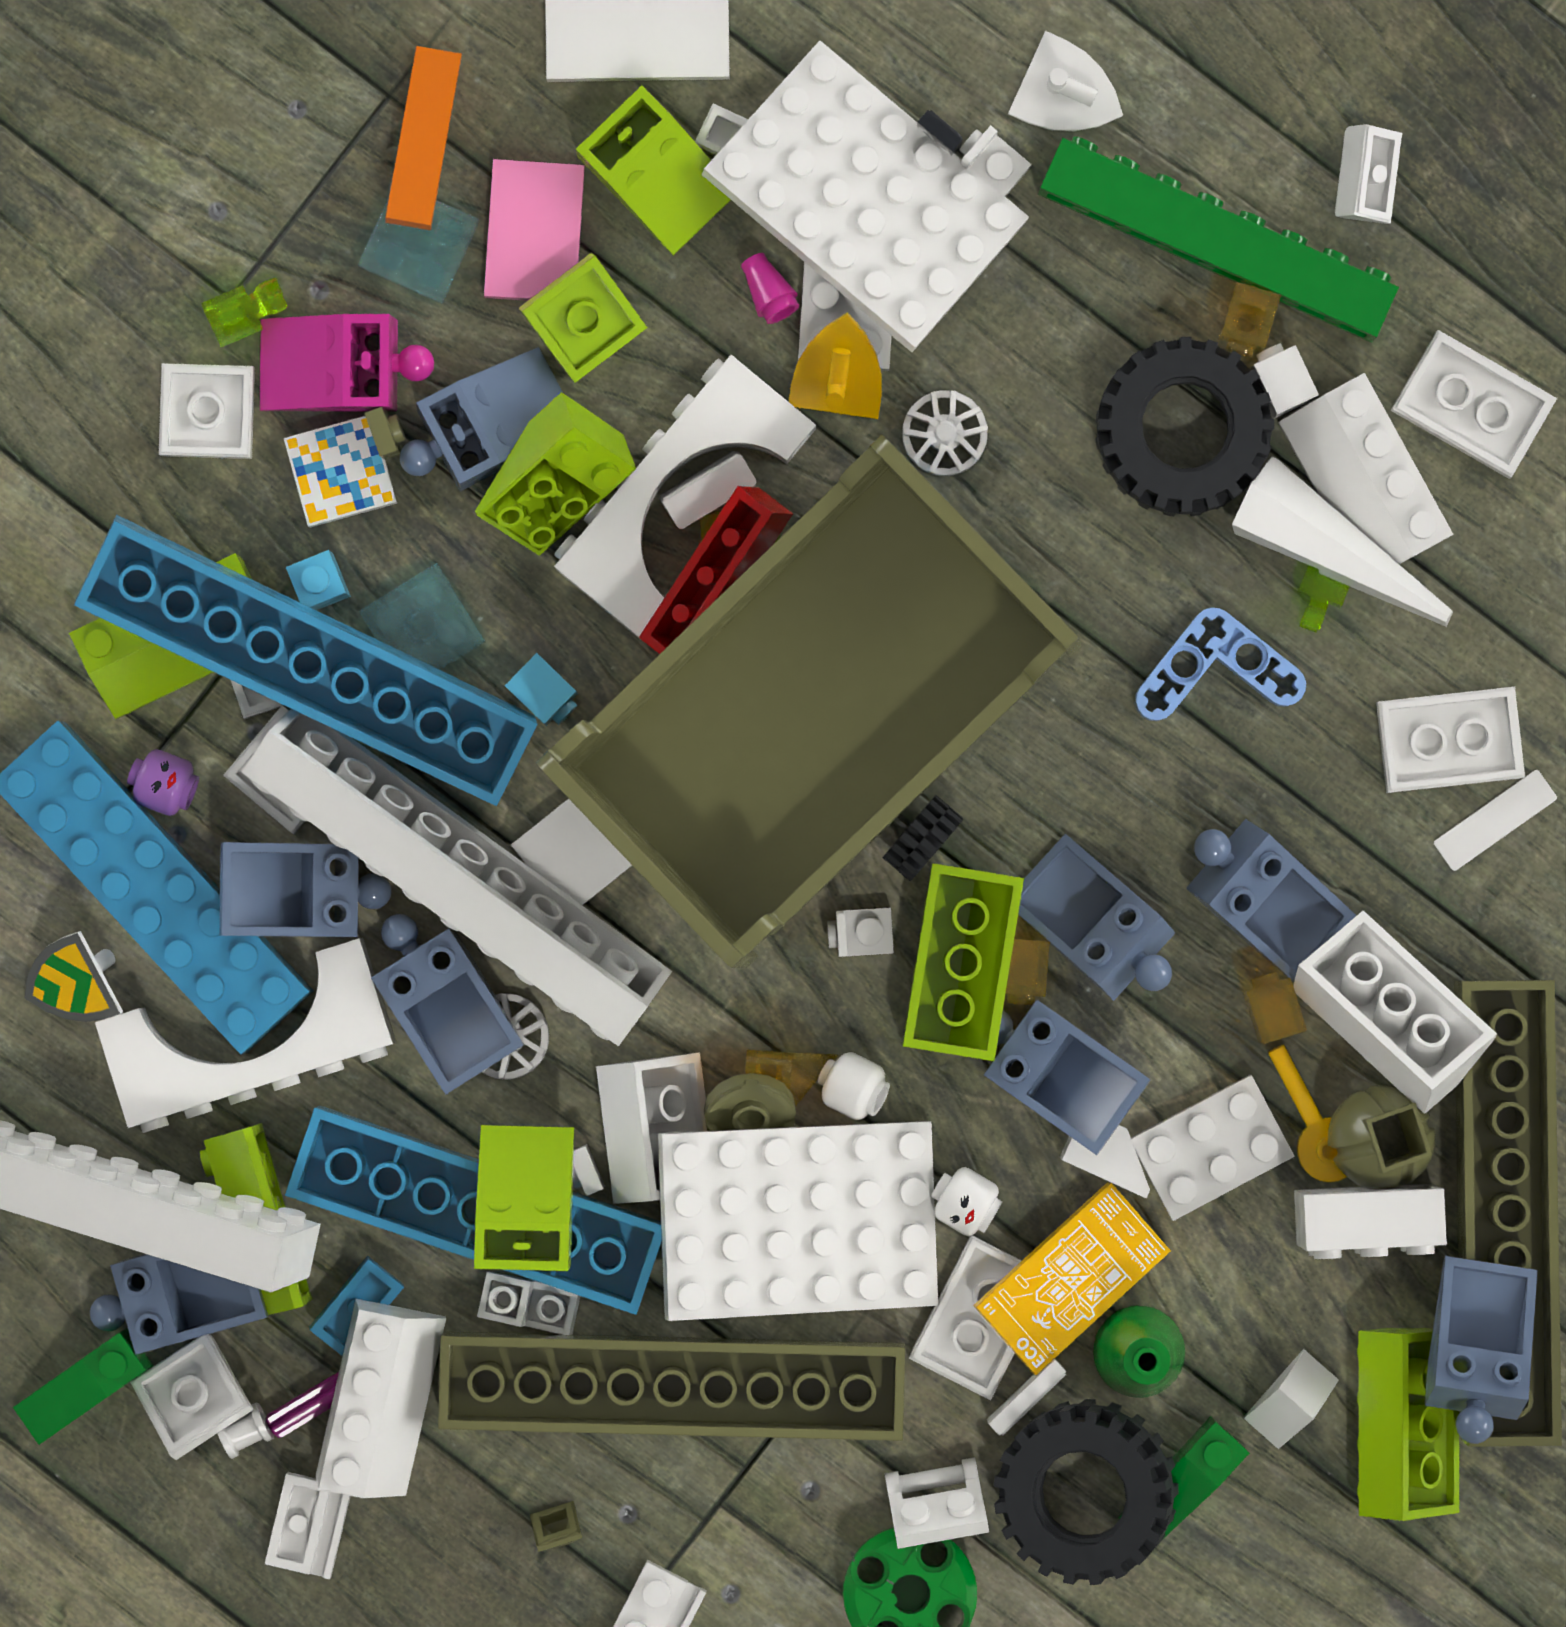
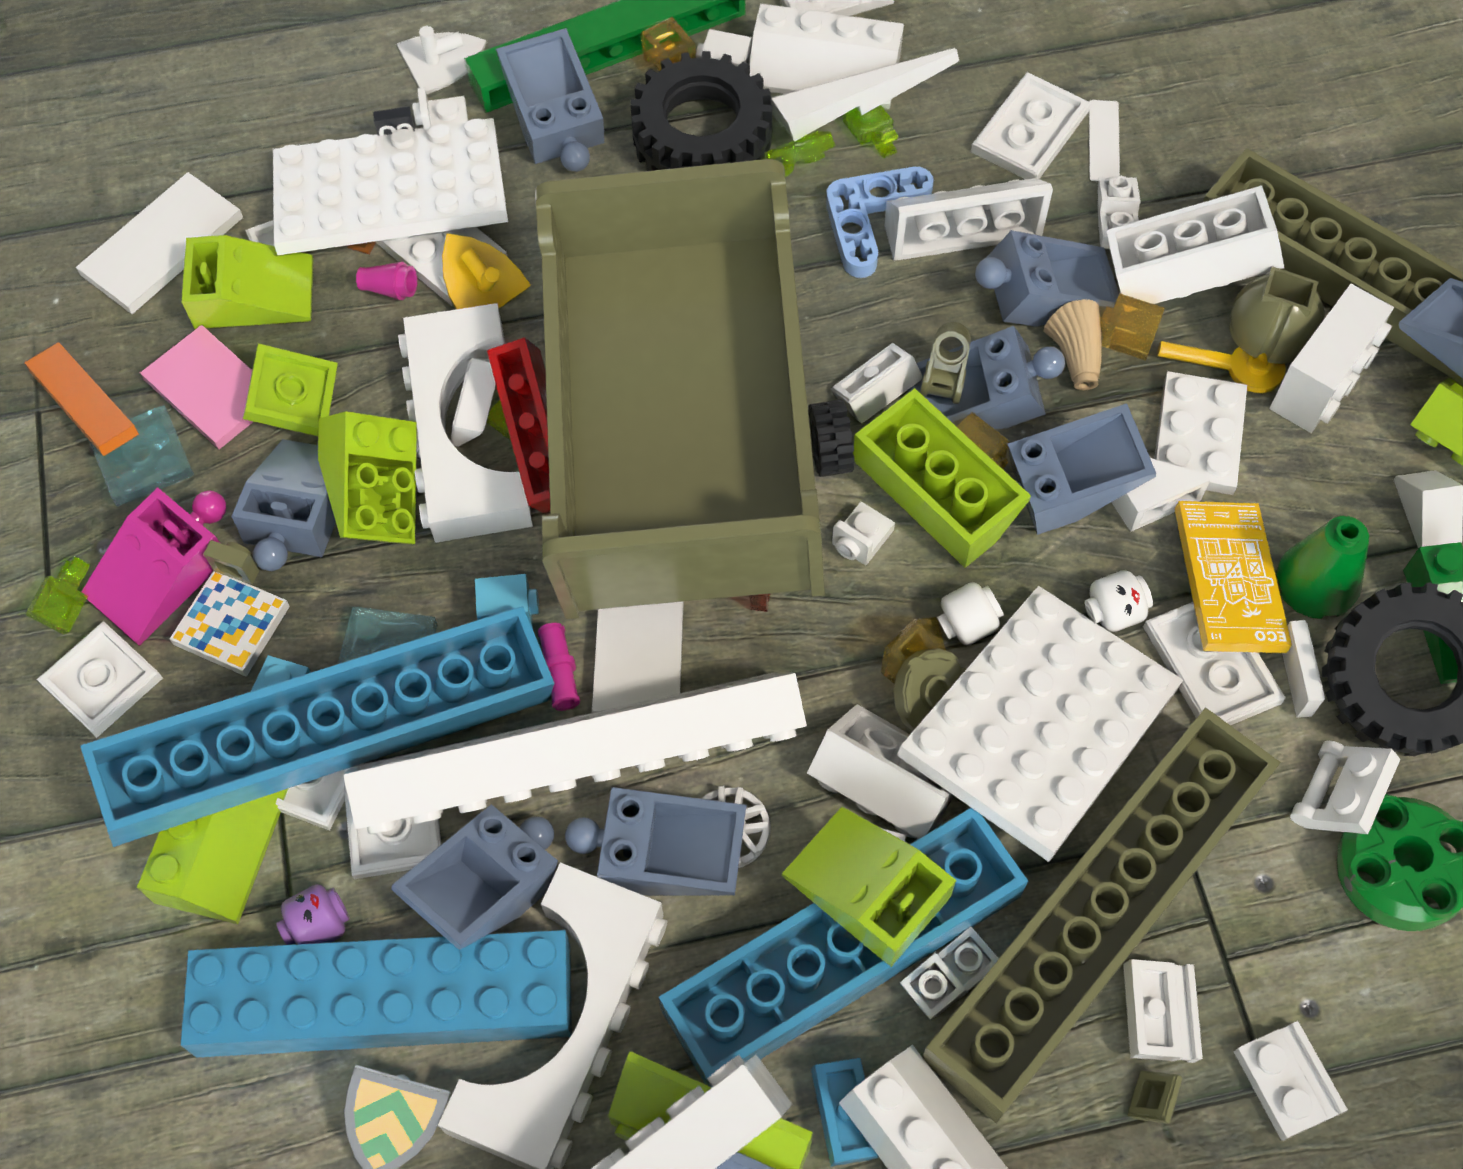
camera: 50 degrees left, 25 degrees down
(522, 787) = (560, 665): none -> dark pink pin
(629, 1485) = (1162, 1011): none -> white plate
(1027, 823) = (877, 382): none -> white slope
(1085, 880) = (946, 369): none -> olive piece
(1090, 259) = (552, 99): none -> sand blue slope
(1223, 970) = (1078, 334): none -> tan piece
(1232, 550) = (808, 149): none -> clear neon green plate
(1276, 766) = (965, 217): none -> white slope
(1412, 897) = (1116, 204): none -> white slope

